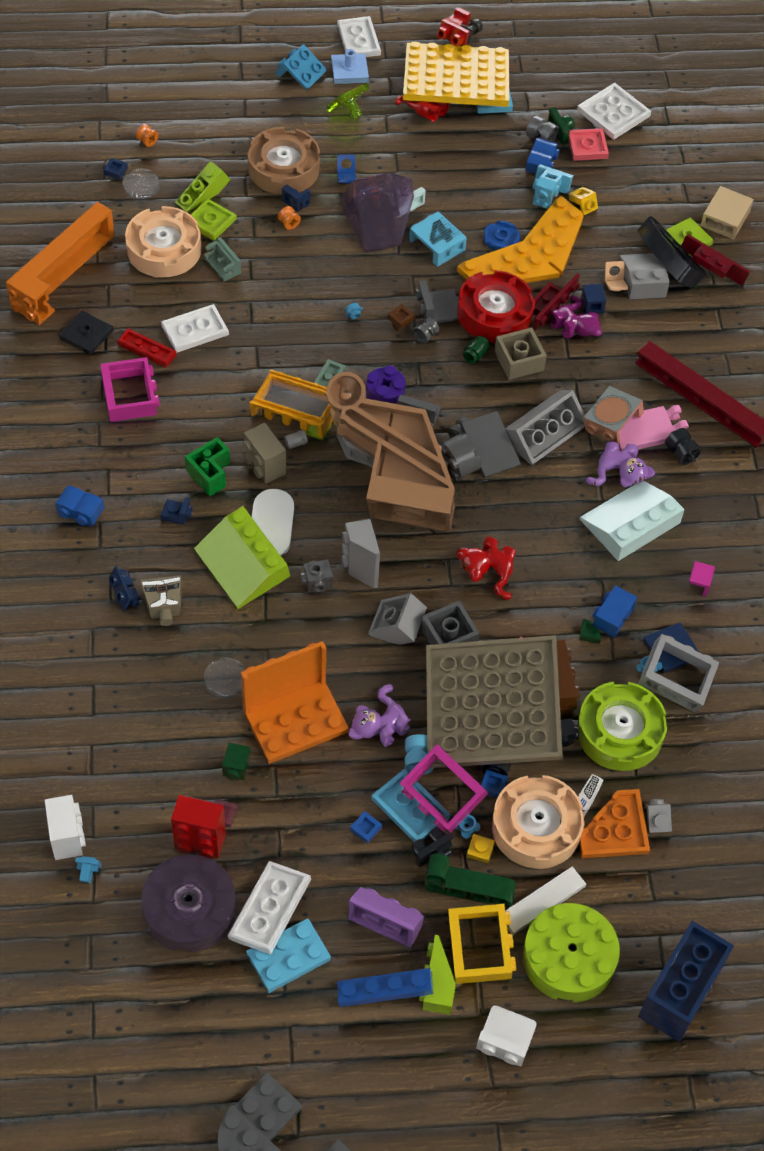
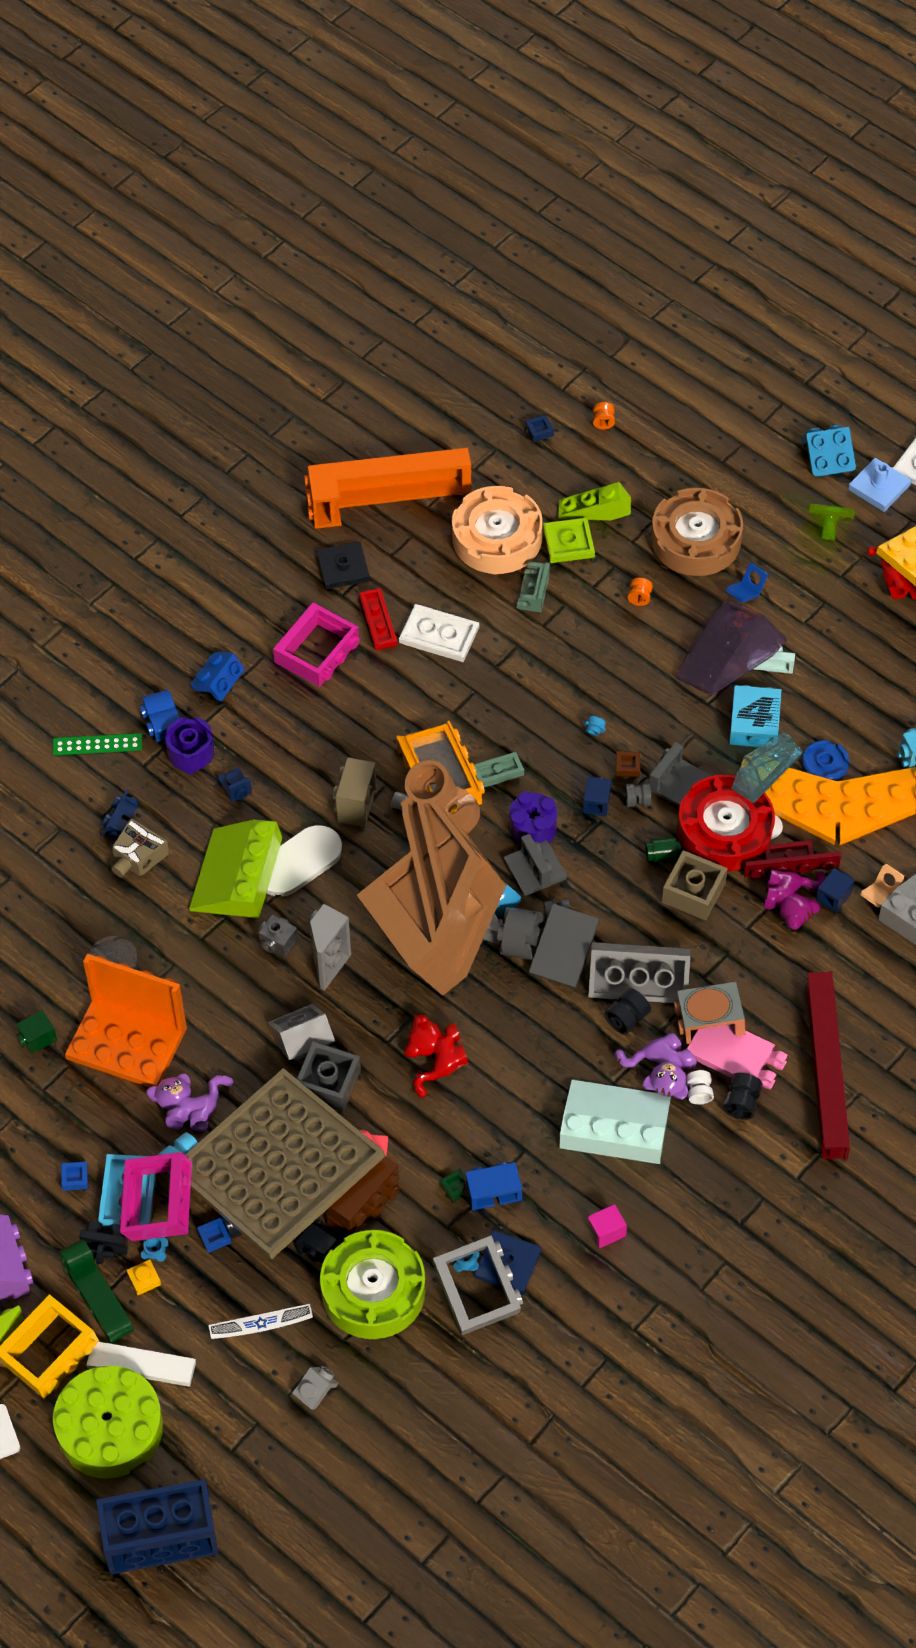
camera: 50 degrees right, 0 degrees up
(52, 558) = (97, 744): none -> green sticker
(85, 454) = (218, 674): none -> blue bracket
(121, 507) = (189, 744): none -> dark purple brick
(141, 183) = (548, 459): clear tile -> none
(206, 465) = (300, 761): green brick -> none
(295, 199) = (669, 581): dark blue bracket -> none
(404, 348) = (597, 796): none -> dark blue brick
(483, 259) = (765, 766): none -> clear light blue wedge
(537, 822) = (207, 1296): light nougat piece -> none
(568, 452) = (627, 1011): none -> black wheel
(617, 828) = (269, 1363): orange plate -> none
(655, 461) = (699, 1085): none -> white wheel

